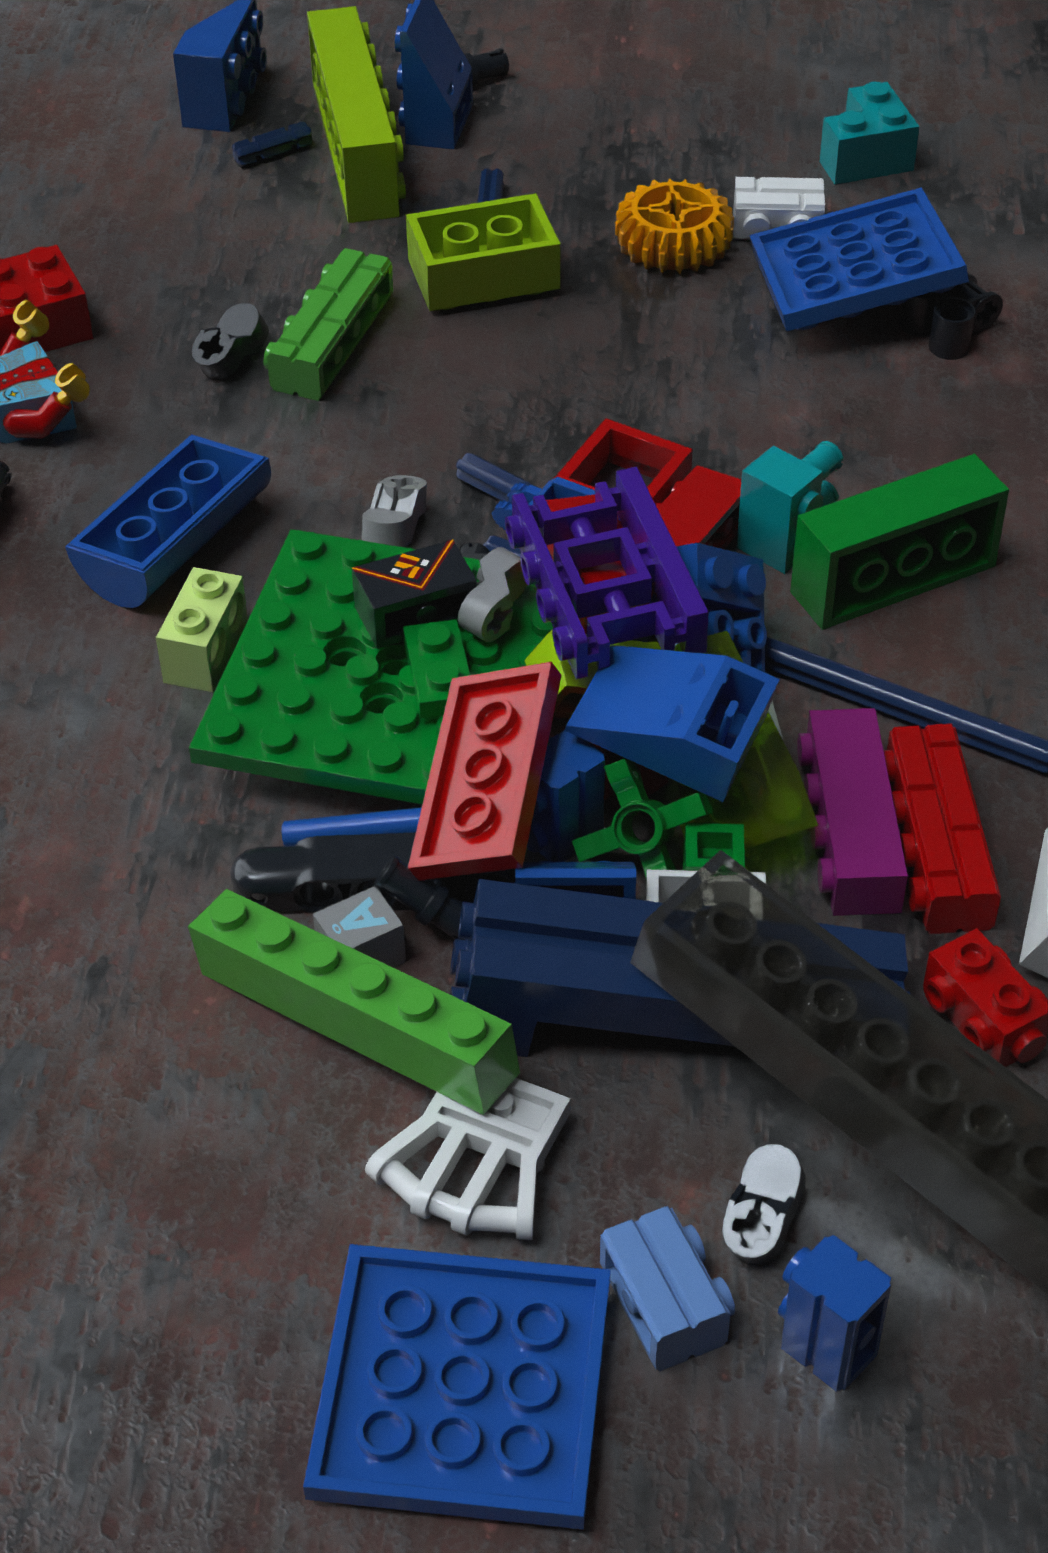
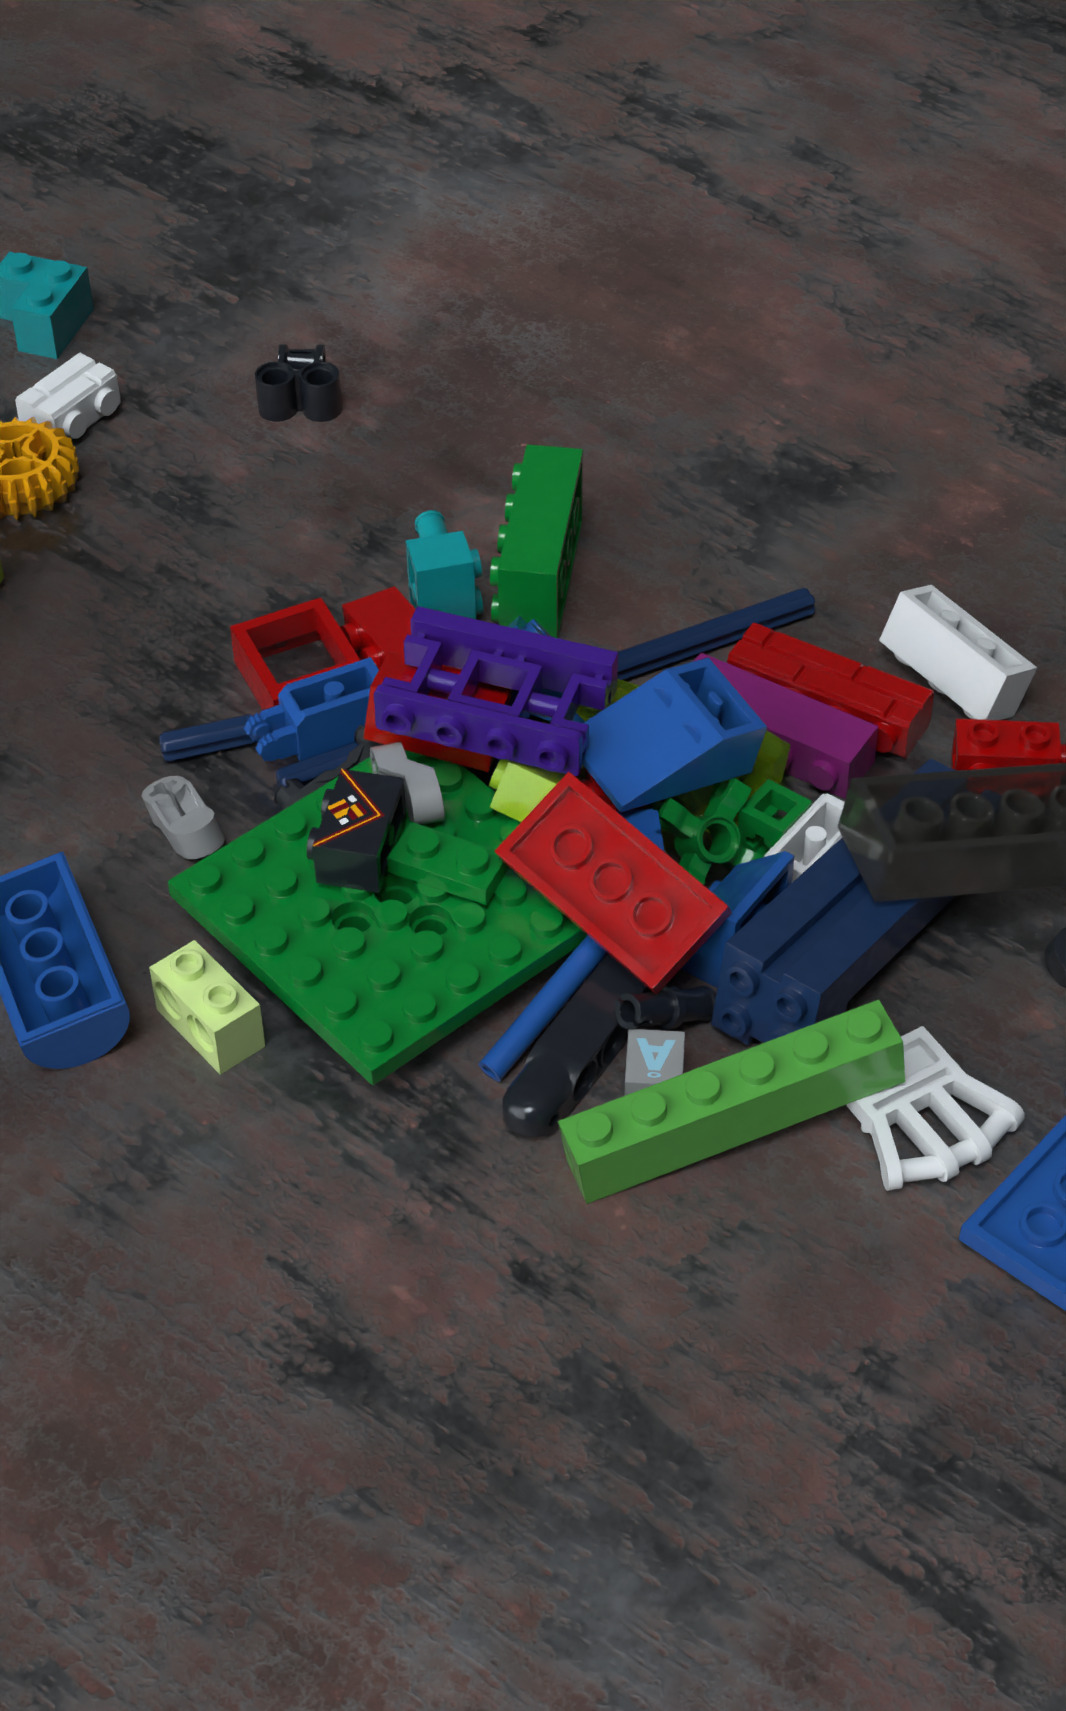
camera: 55 degrees left, 0 degrees up
(857, 259) = (199, 390): blue plate -> none

